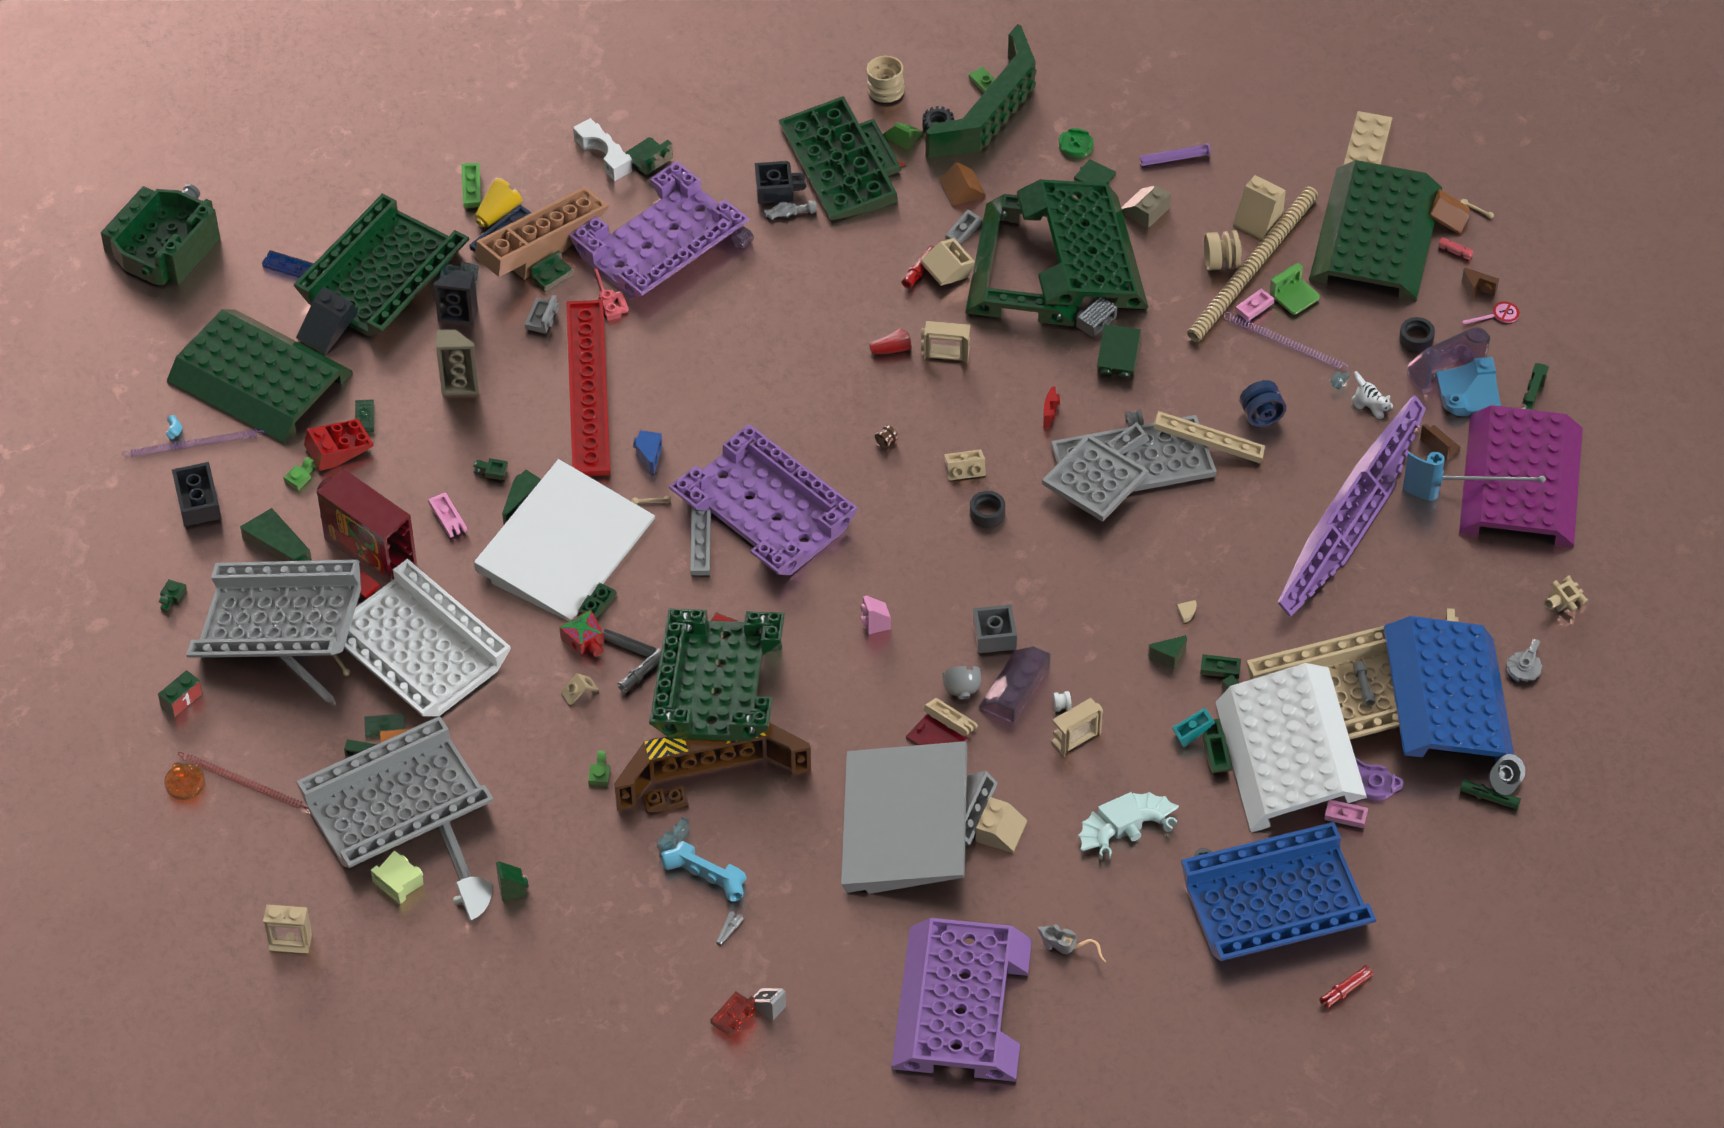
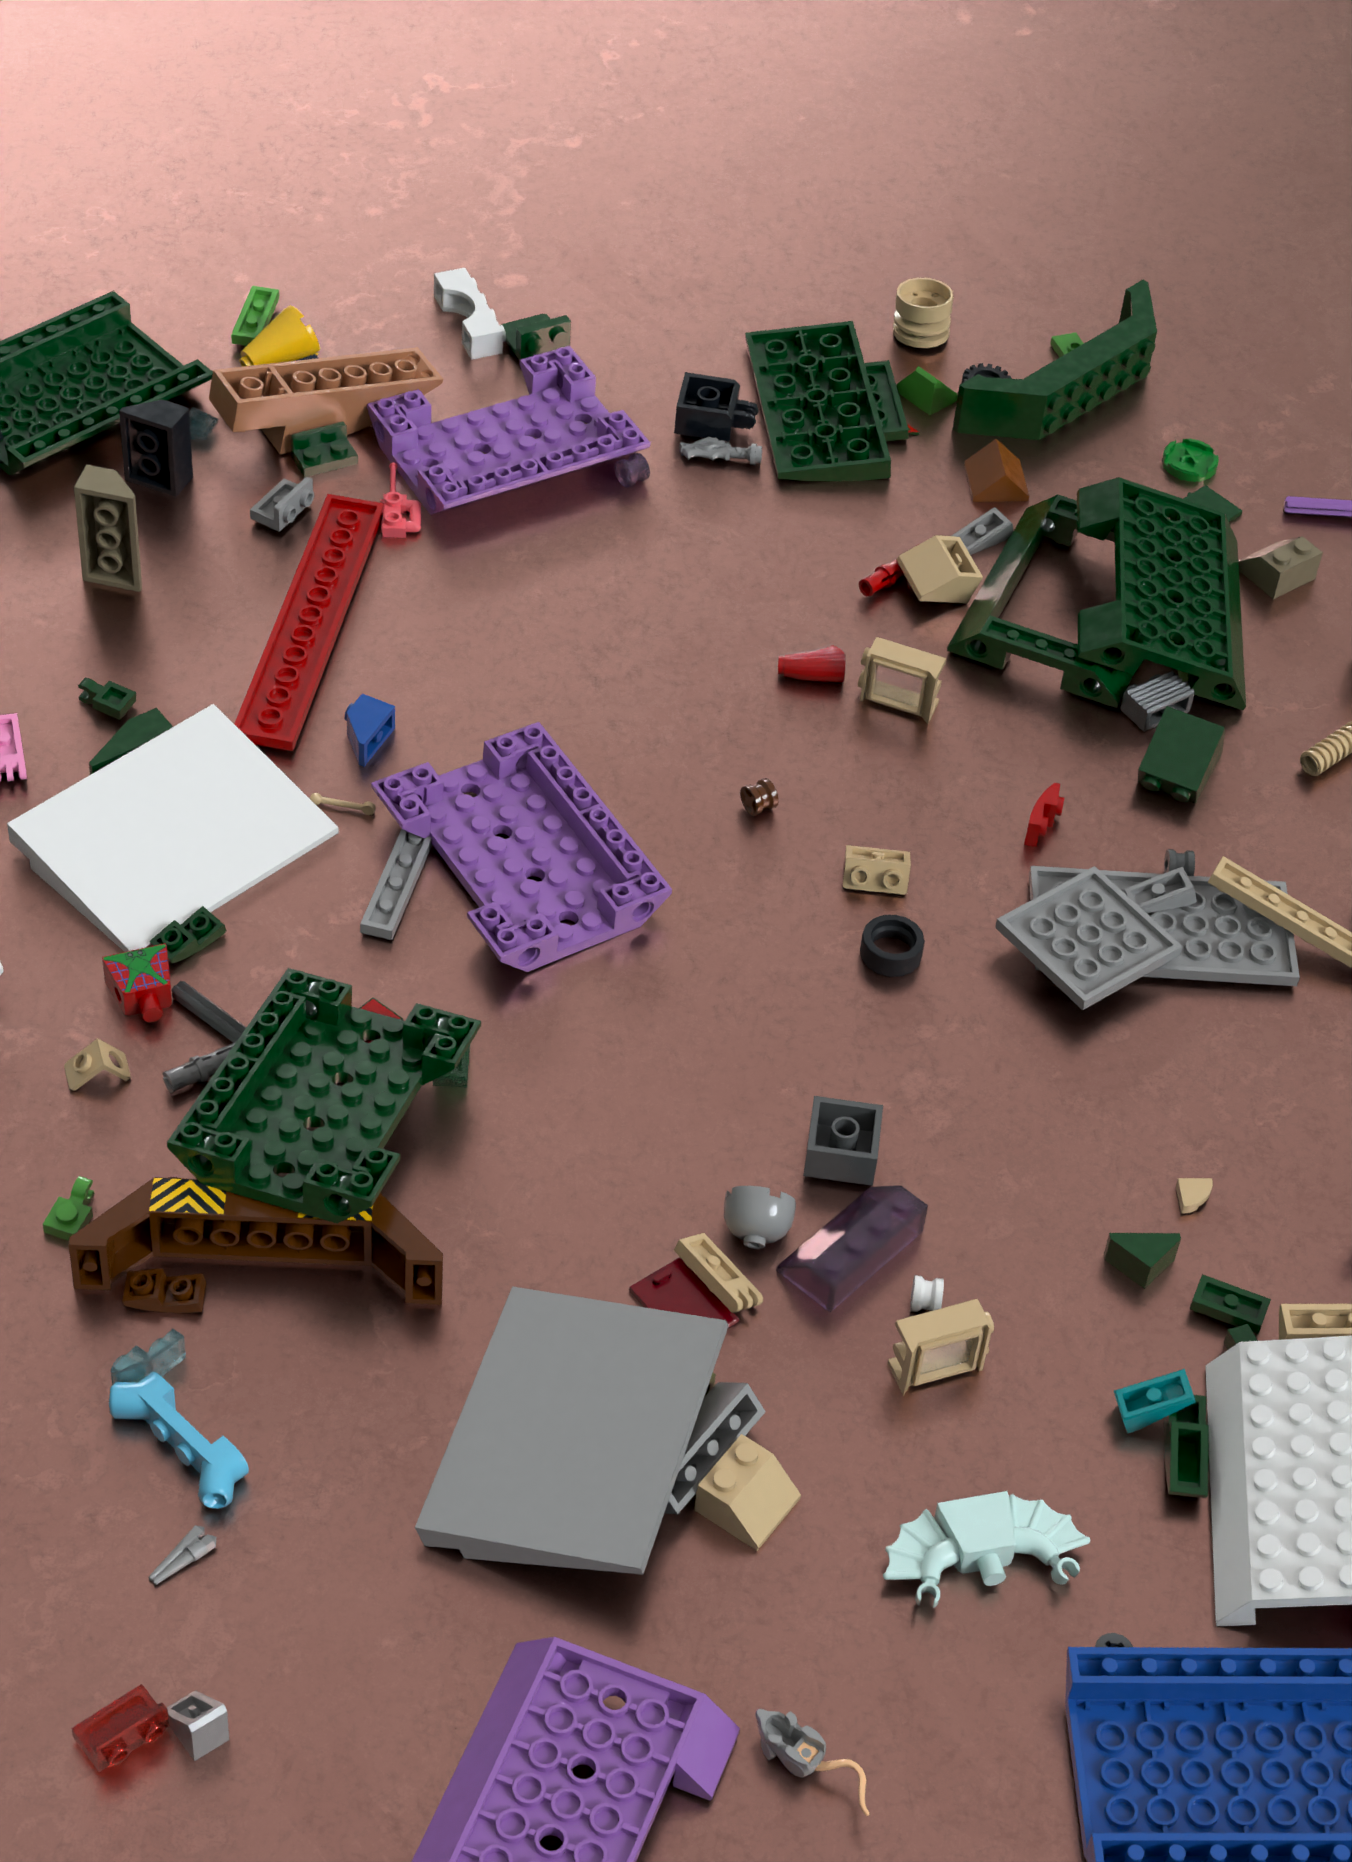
camera: 10 degrees right, 5 degrees down
(875, 615) = (644, 1068): bright pink slope -> none

